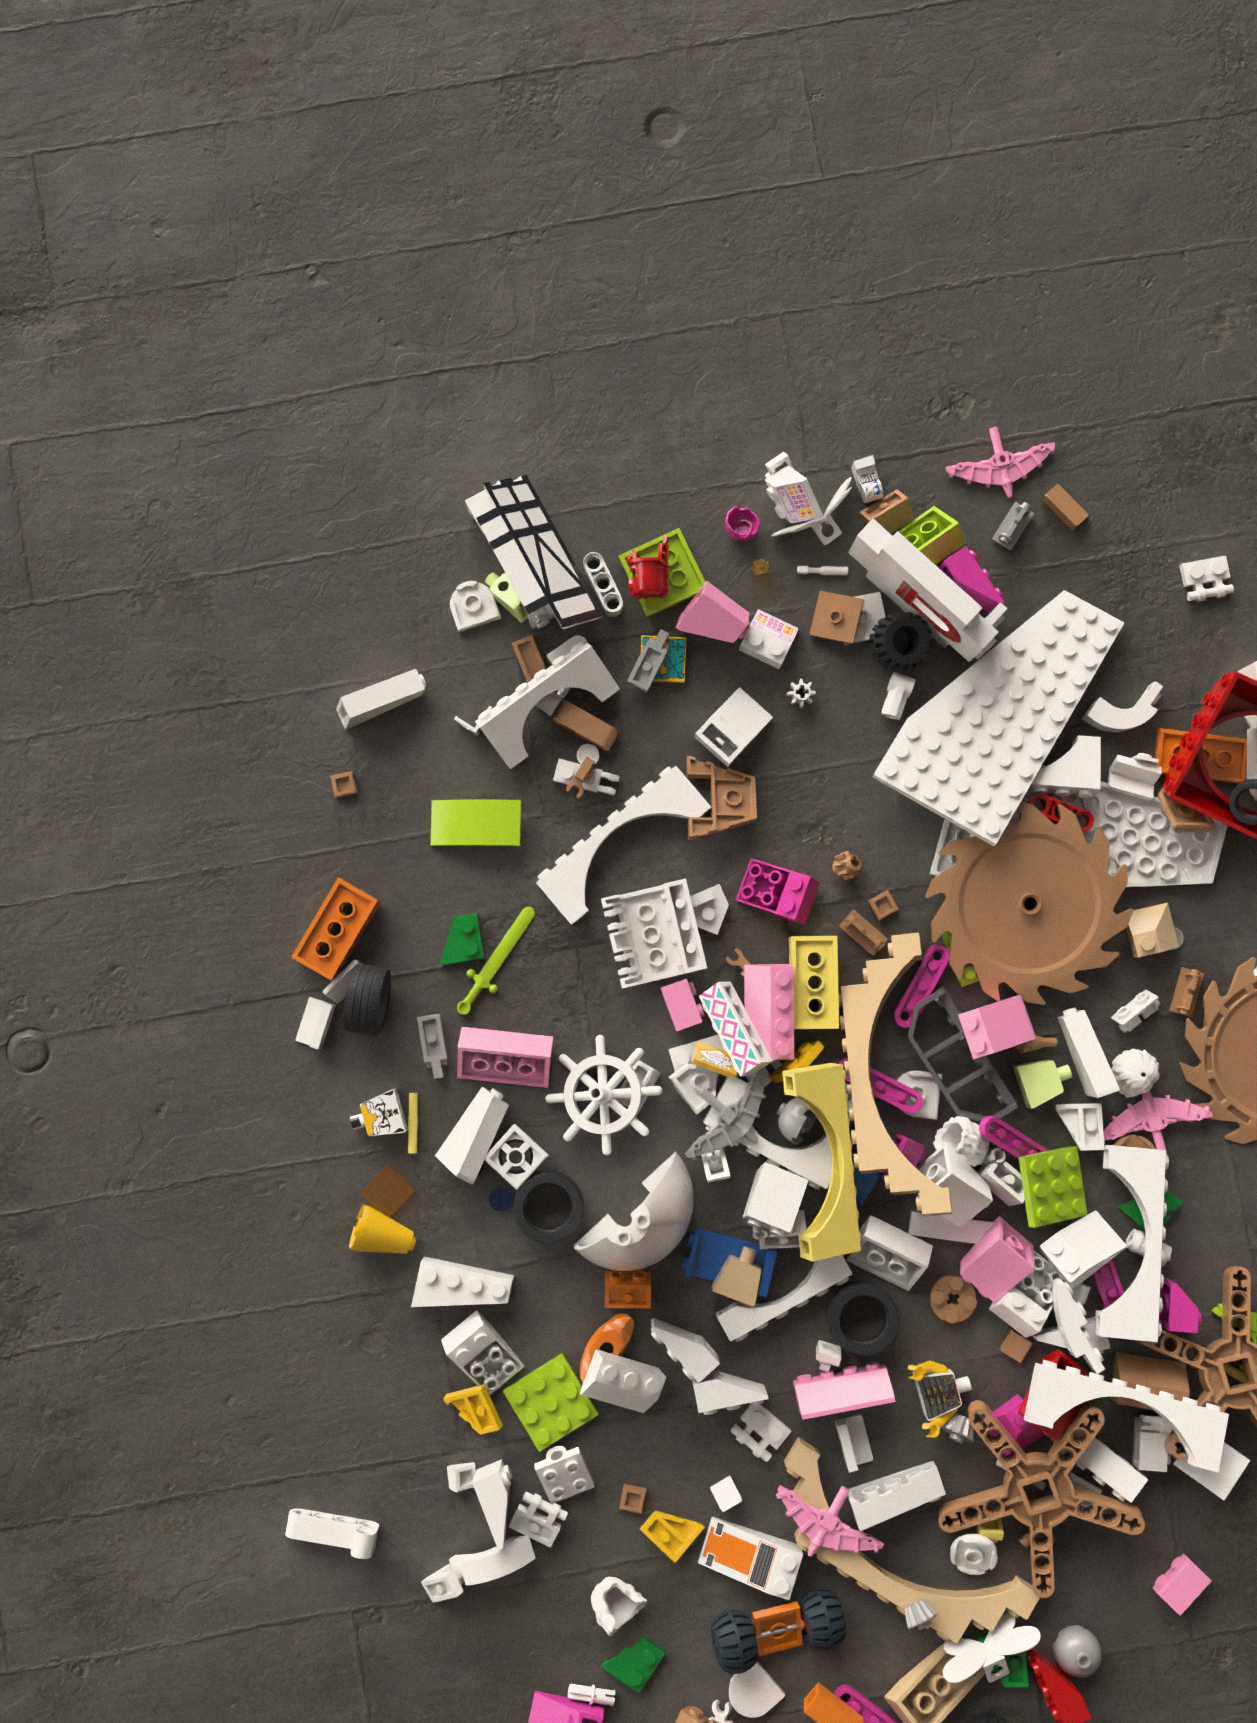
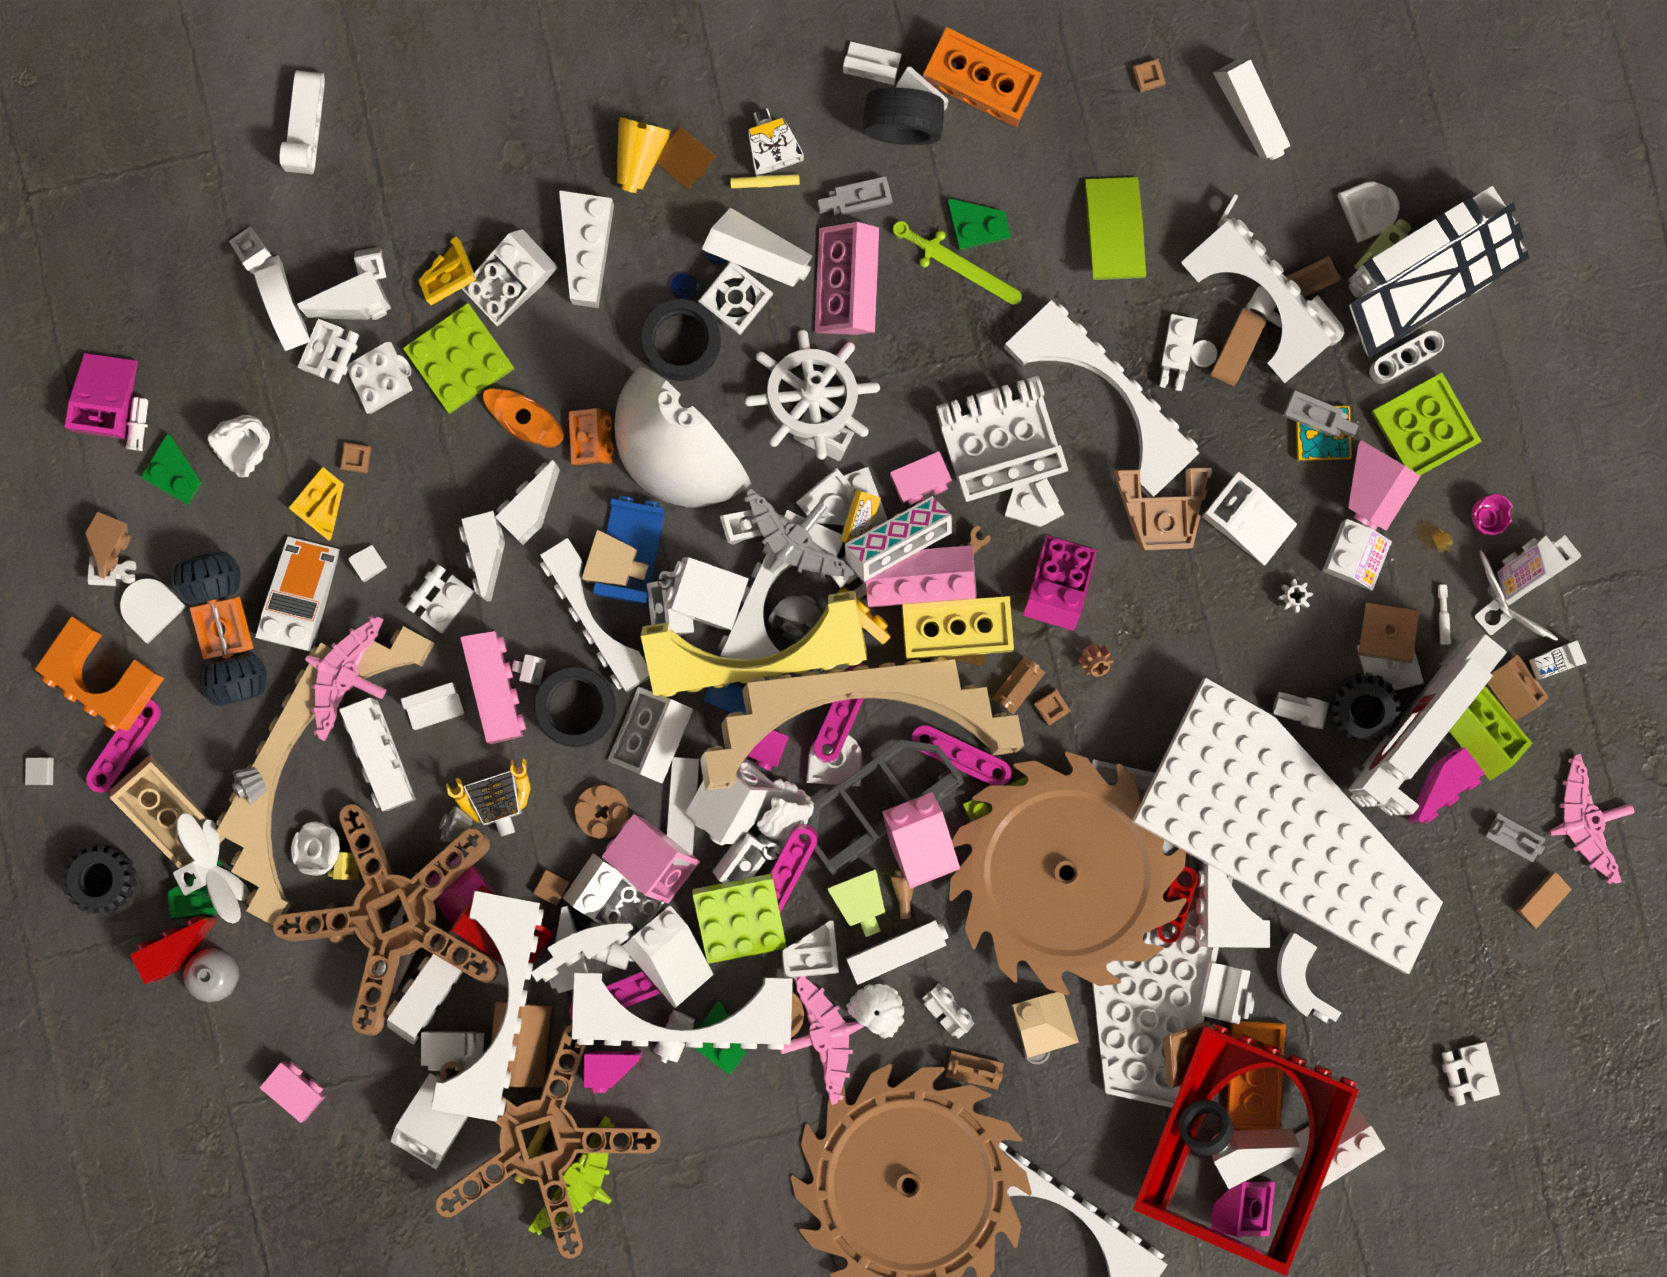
camera: 80 degrees right, 0 degrees up
(584, 772) = (1184, 347): medium nougat plate -> none
(622, 1381) = (487, 435): white slope -> none
(651, 573) = (1423, 407): red helmet -> none

